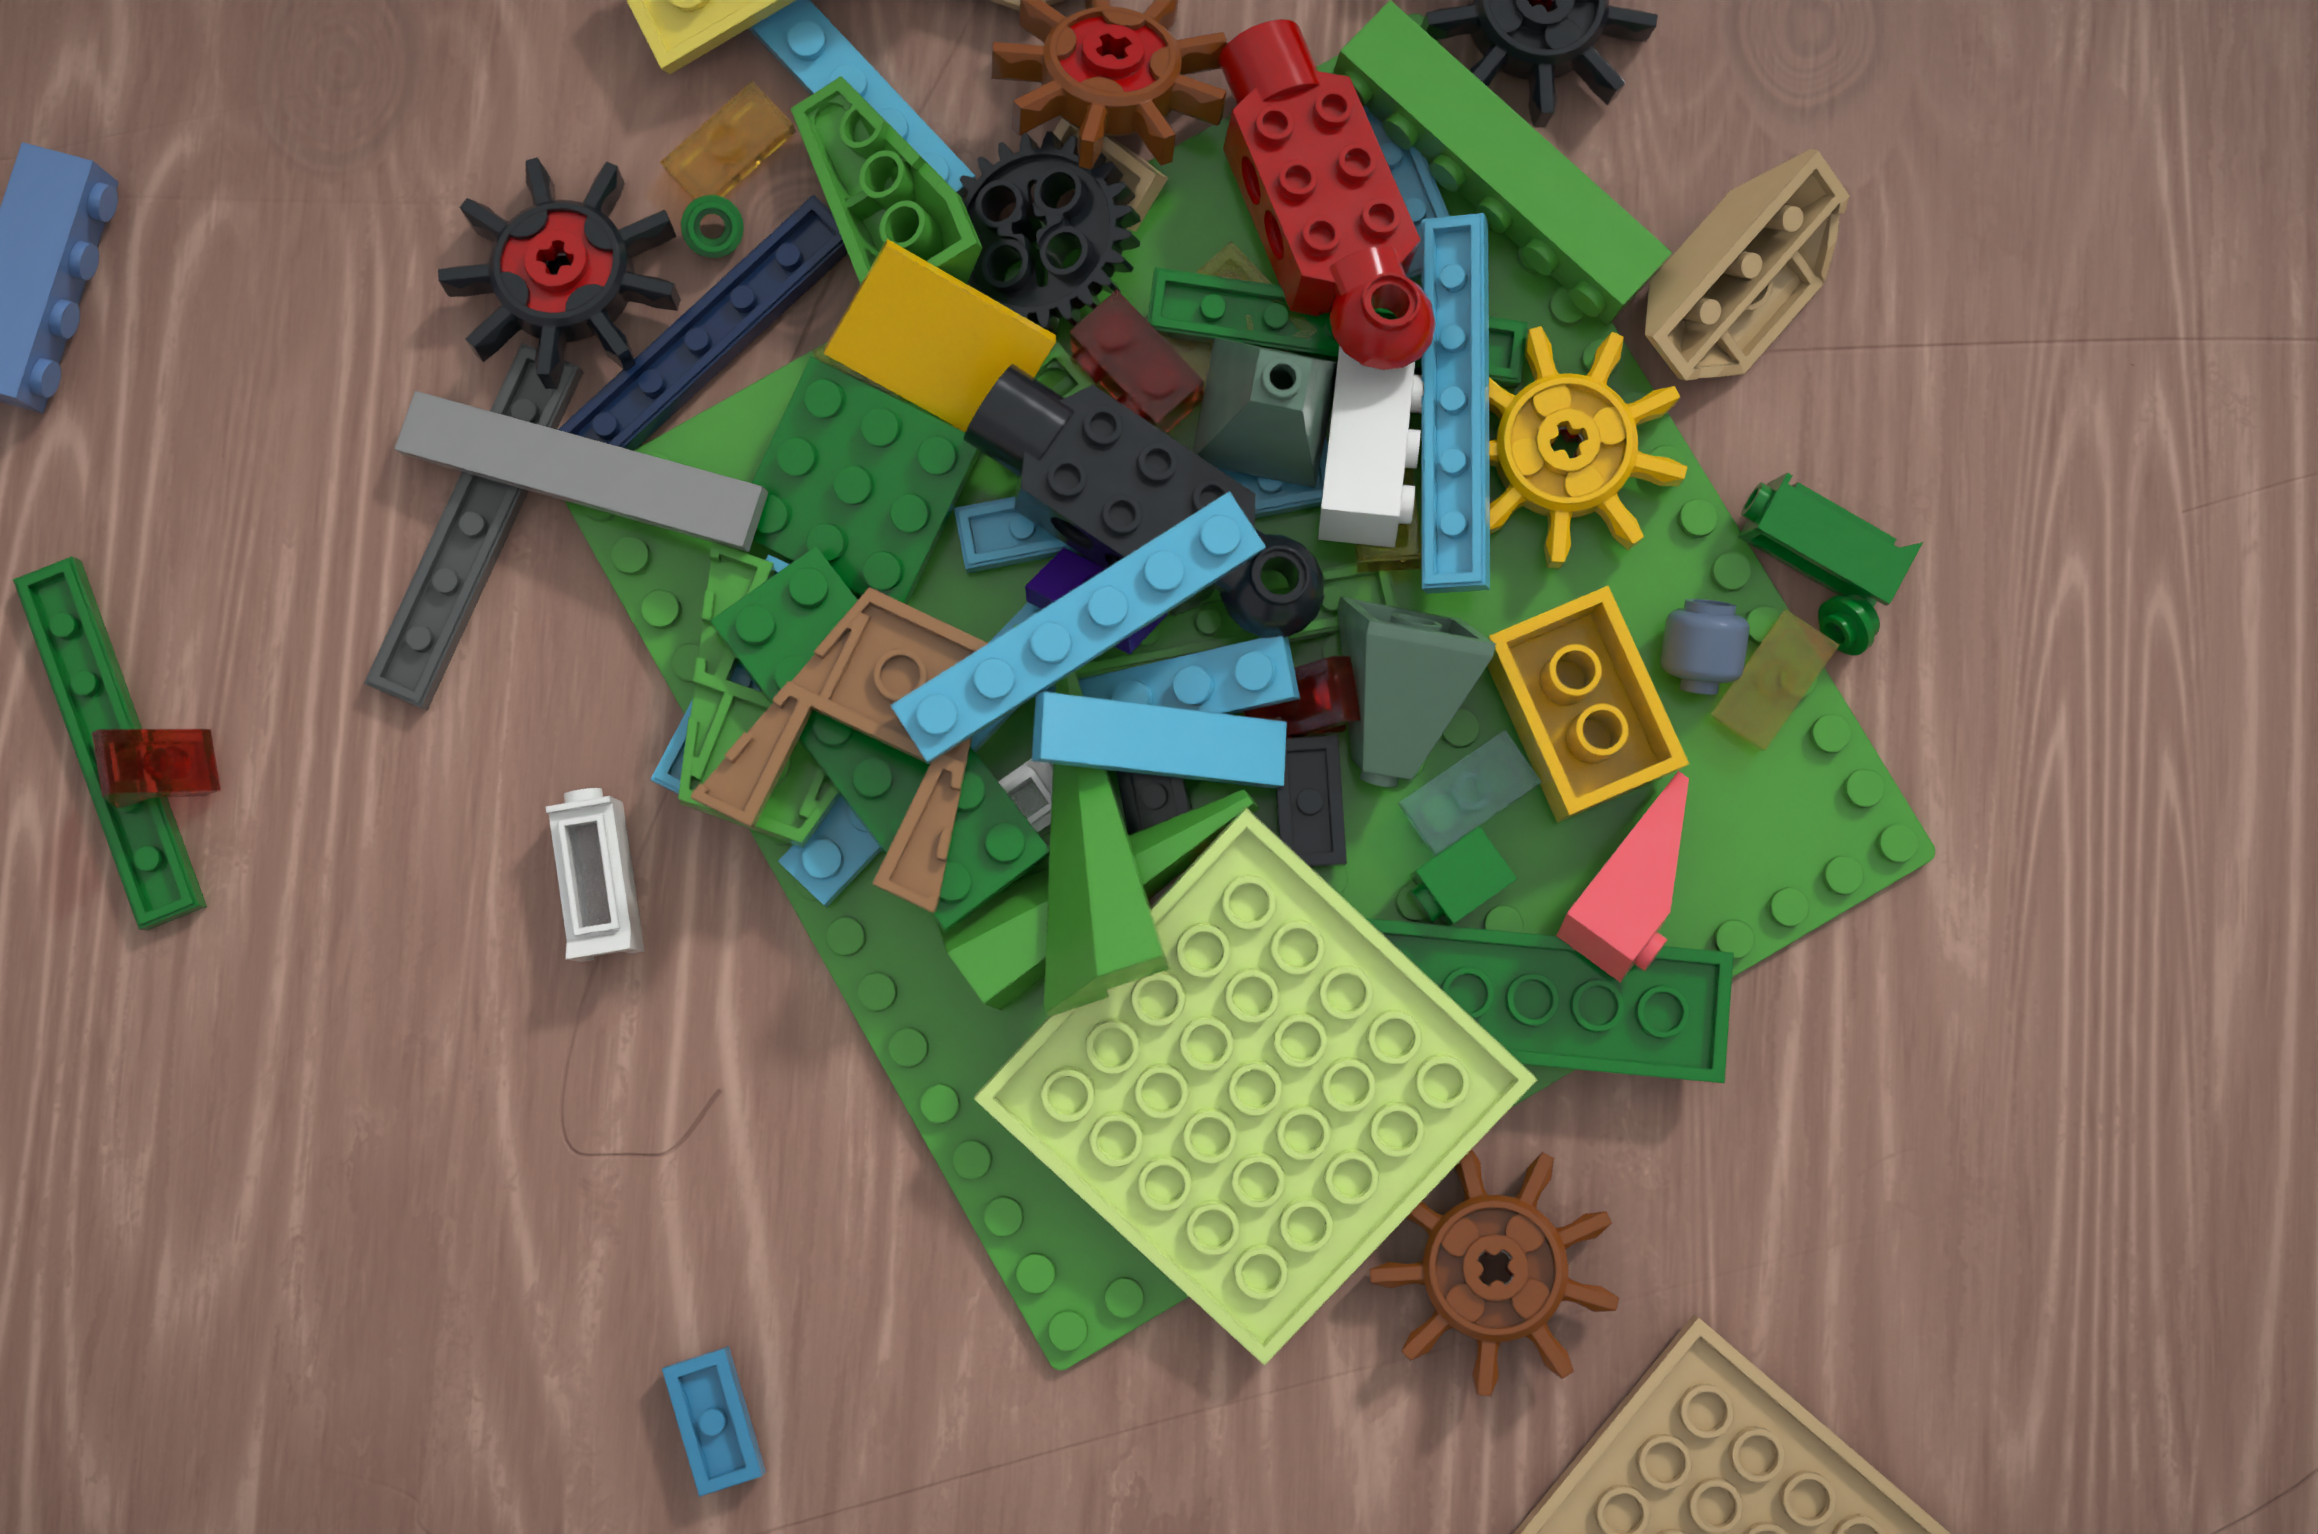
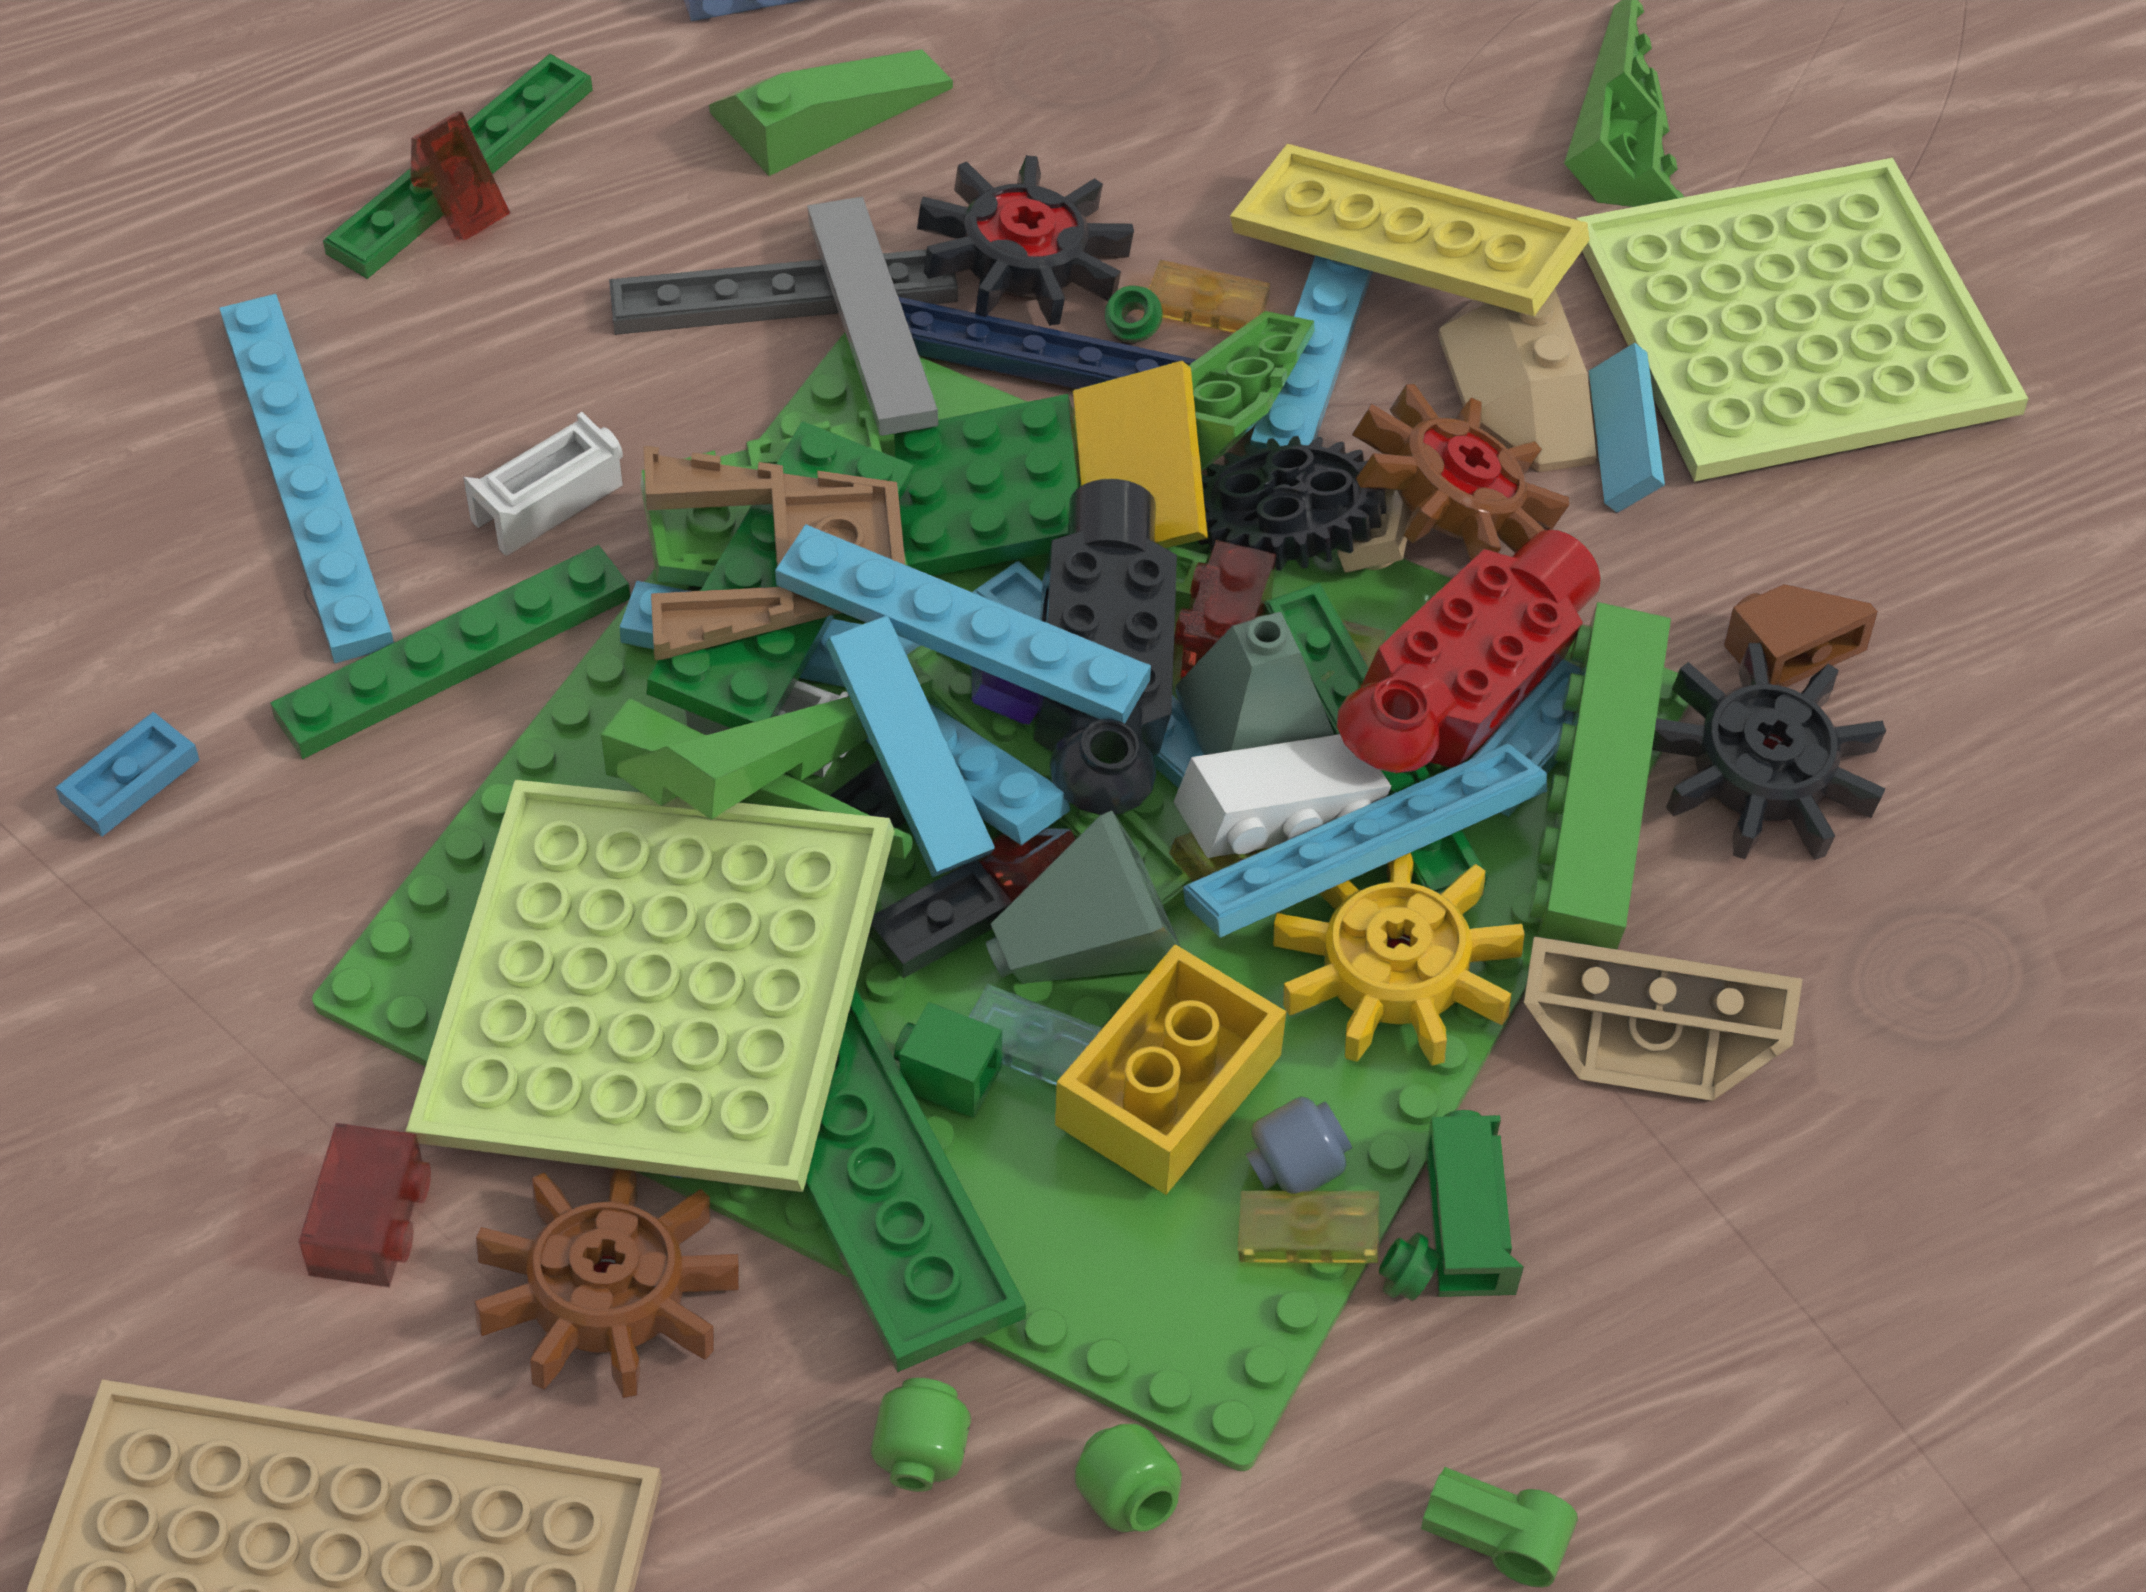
camera: 55 degrees right, 30 degrees down
(248, 360) = (821, 106): none -> bright green wedge
(432, 1089) = (306, 479): none -> medium azure plate
(735, 1059) = (450, 651): none -> green plate
(1308, 1431) = (364, 1205): none -> clear red brick
(1632, 894) = (1030, 1181): coral slope -> none
(1785, 1096) = (920, 1434): none -> bright green head
(1910, 956) = (1128, 1478): none -> bright green head
(2115, 690) = (1520, 1531): none -> bright green piece

